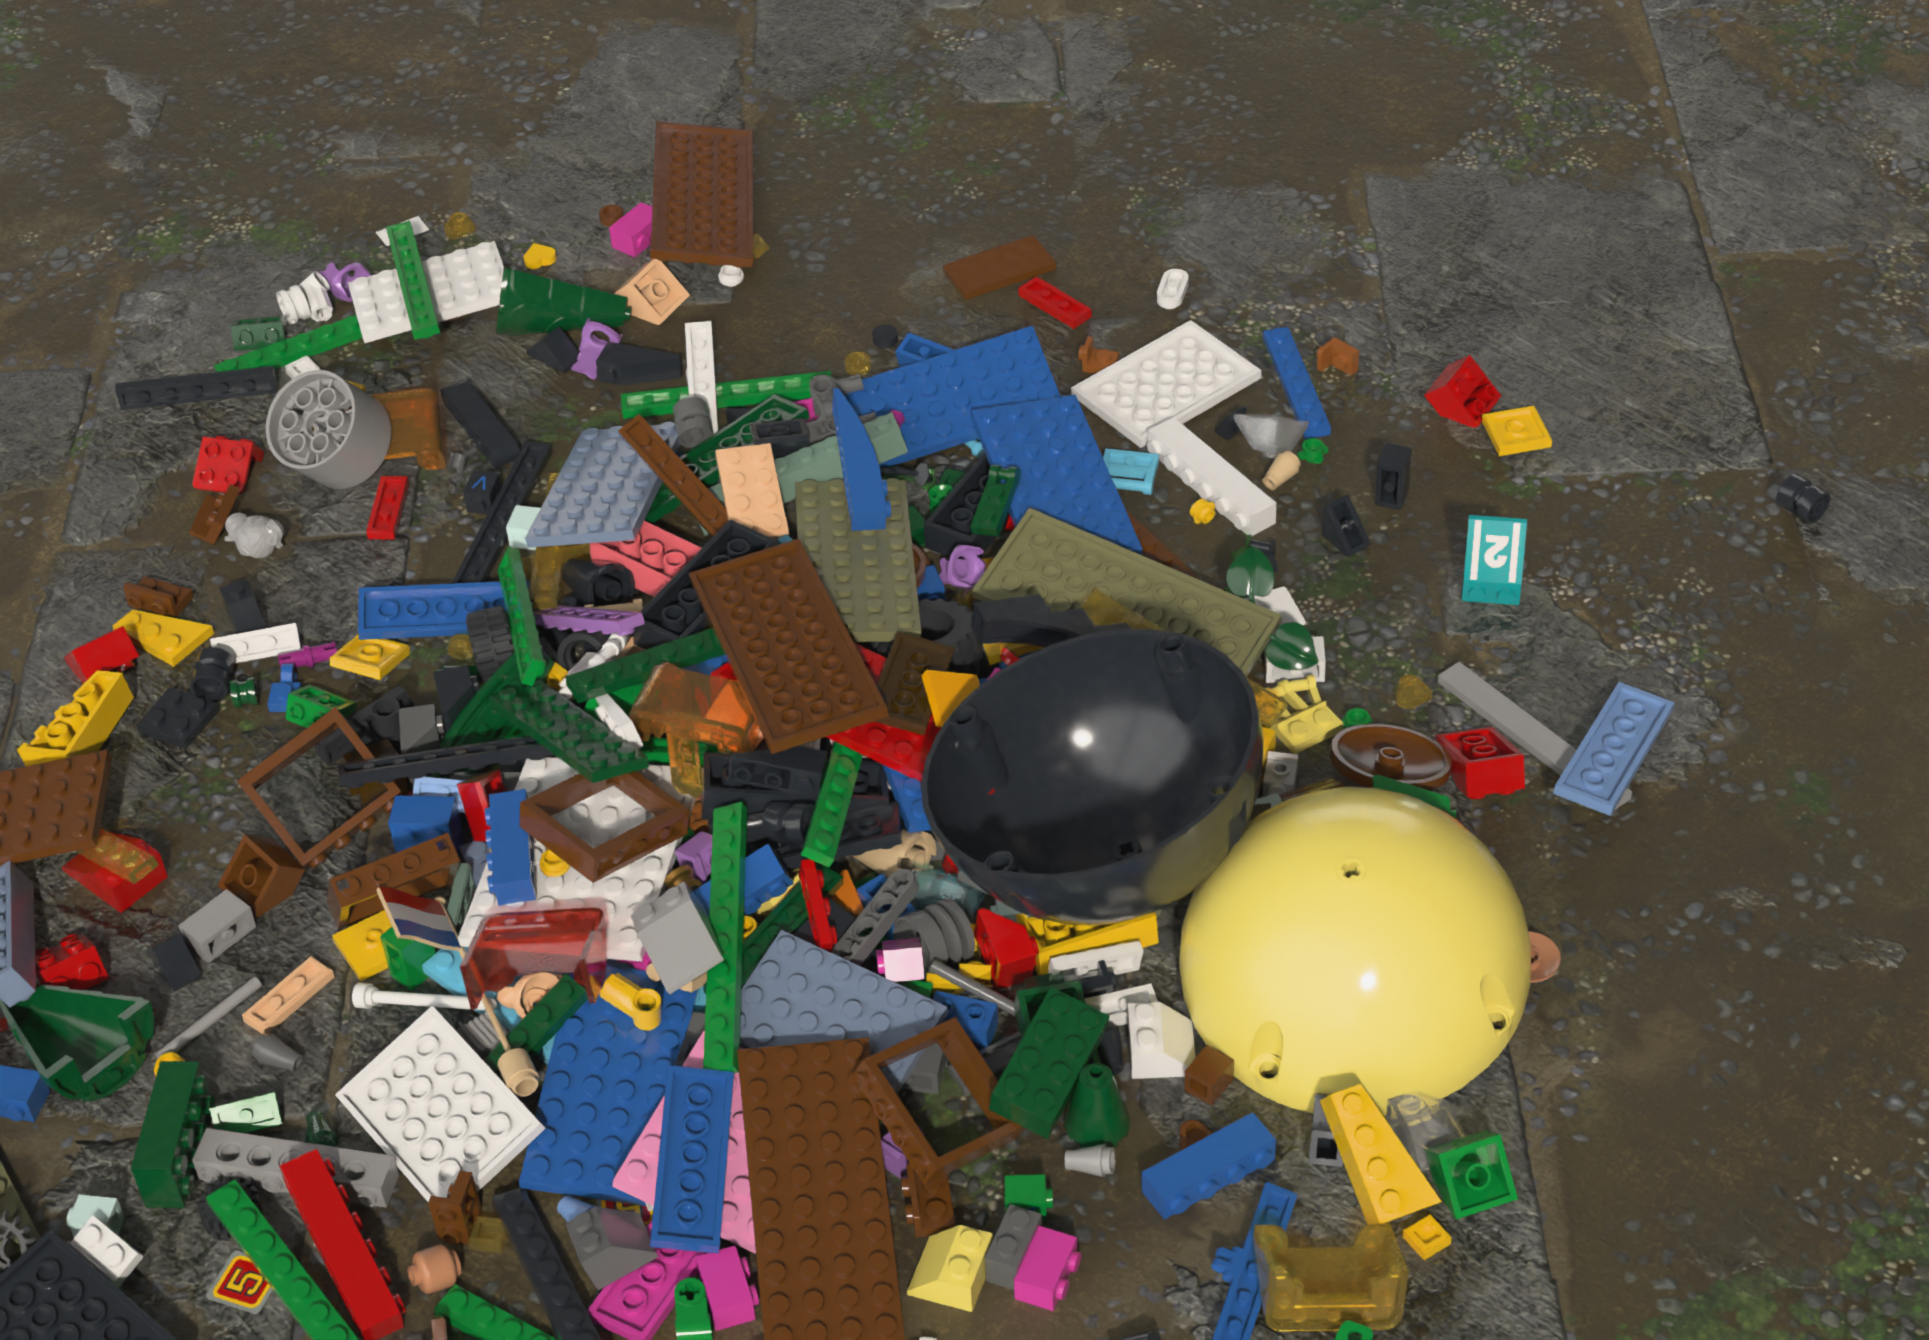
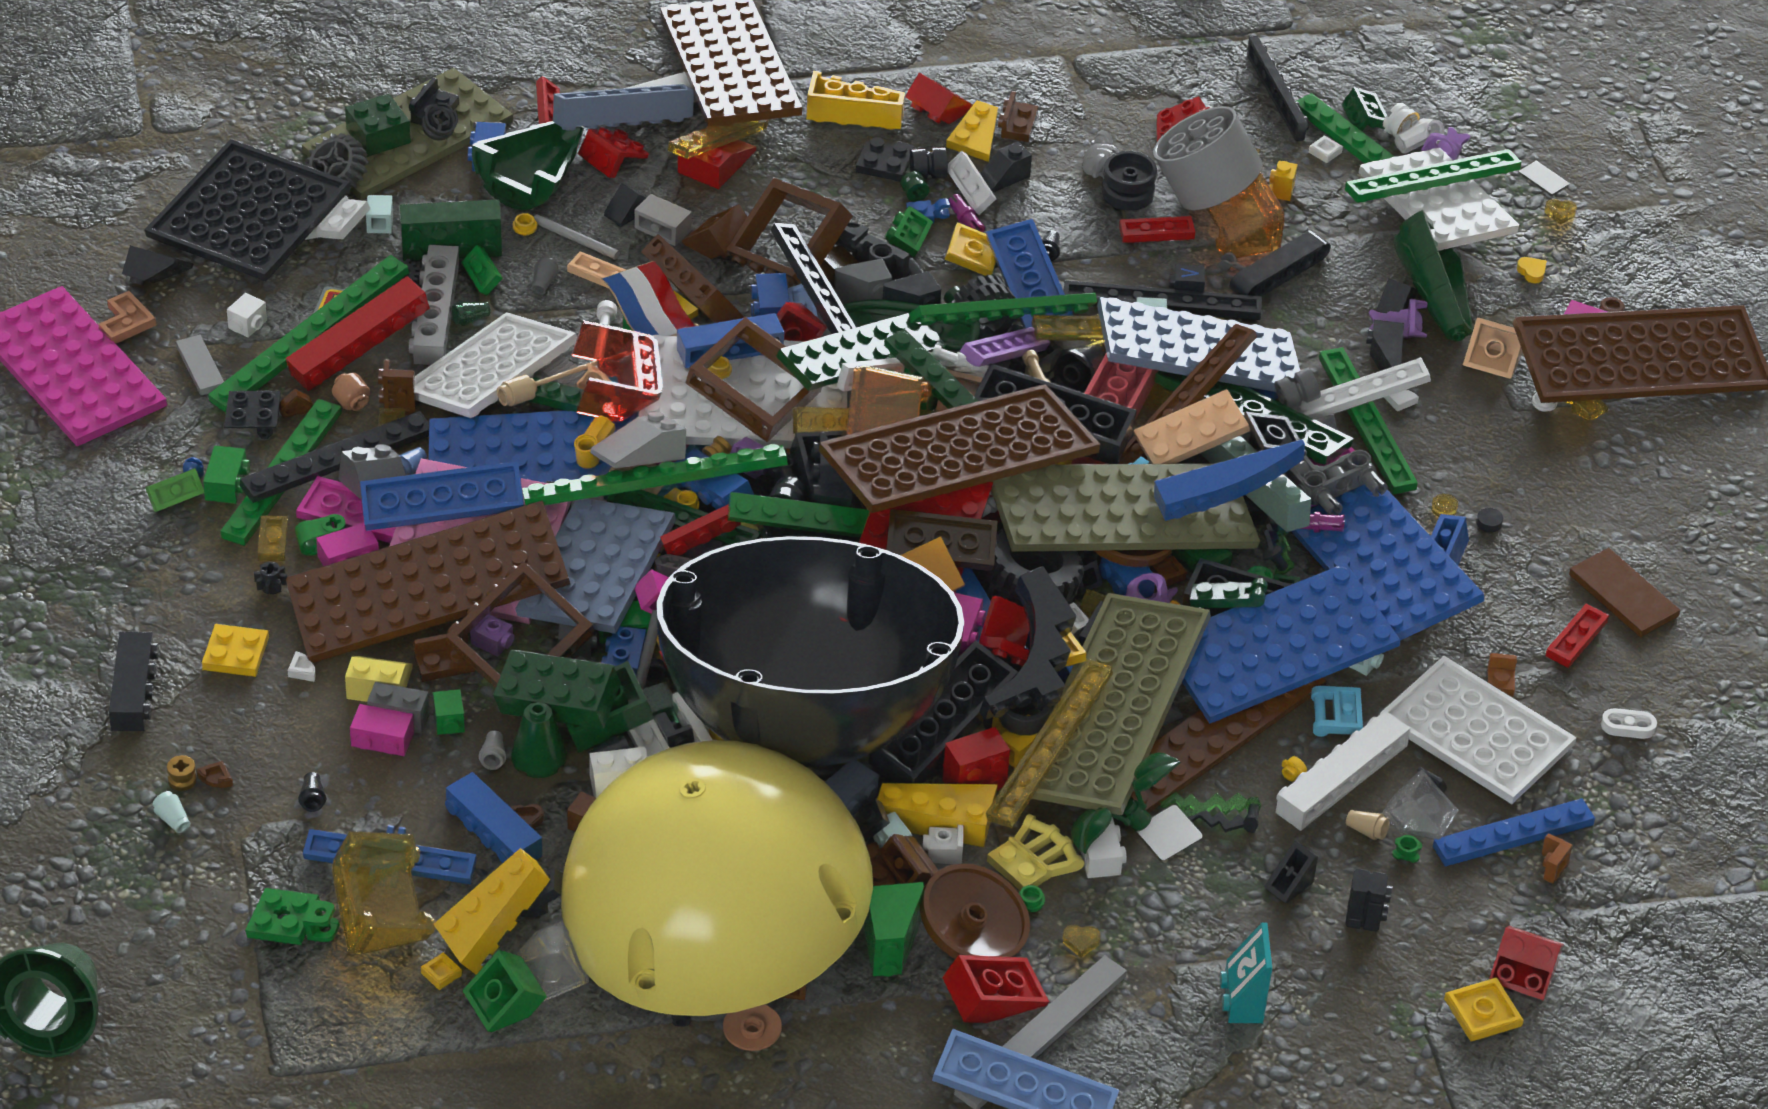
camera: 75 degrees right, 0 degrees up
(213, 515) = (1119, 127): reddish brown bracket -> none
(310, 513) = (1129, 180): none -> black wheel

